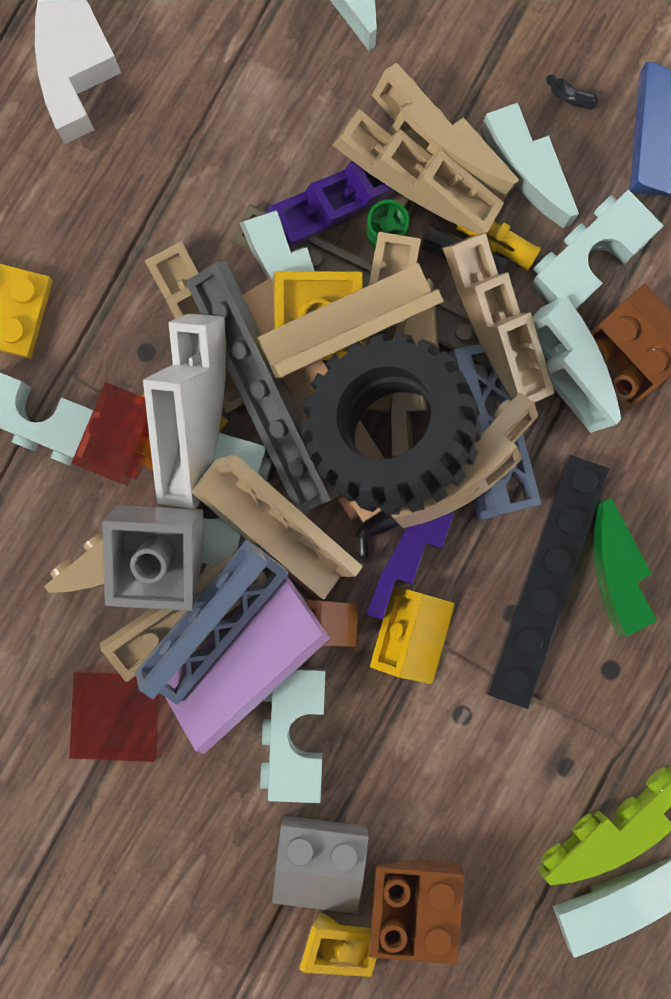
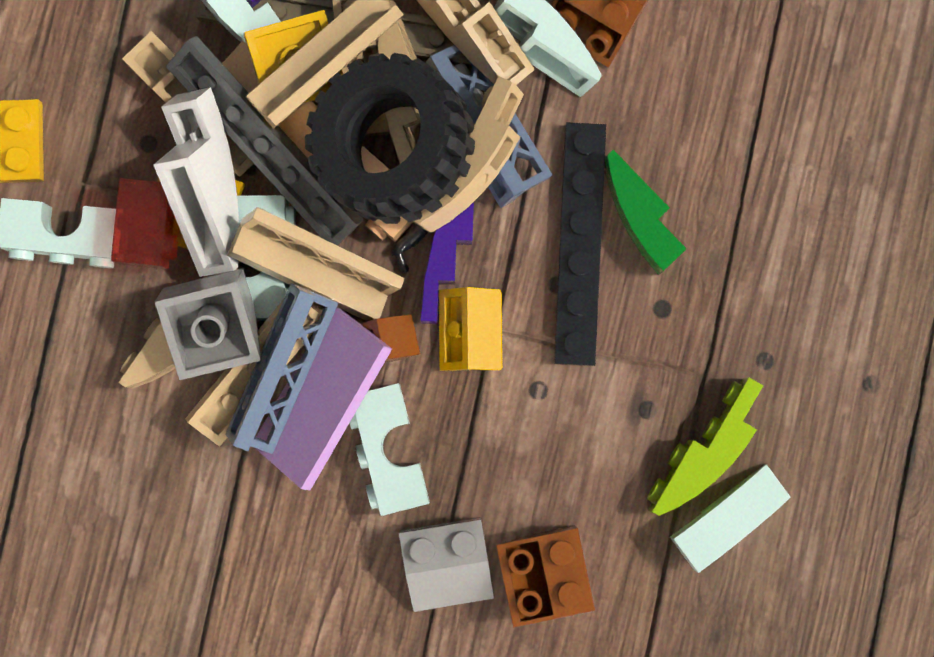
camera: 15 degrees left, 0 degrees up
(112, 719) = (218, 486): clear red tile -> none
(337, 949) = (485, 632): yellow slope -> none

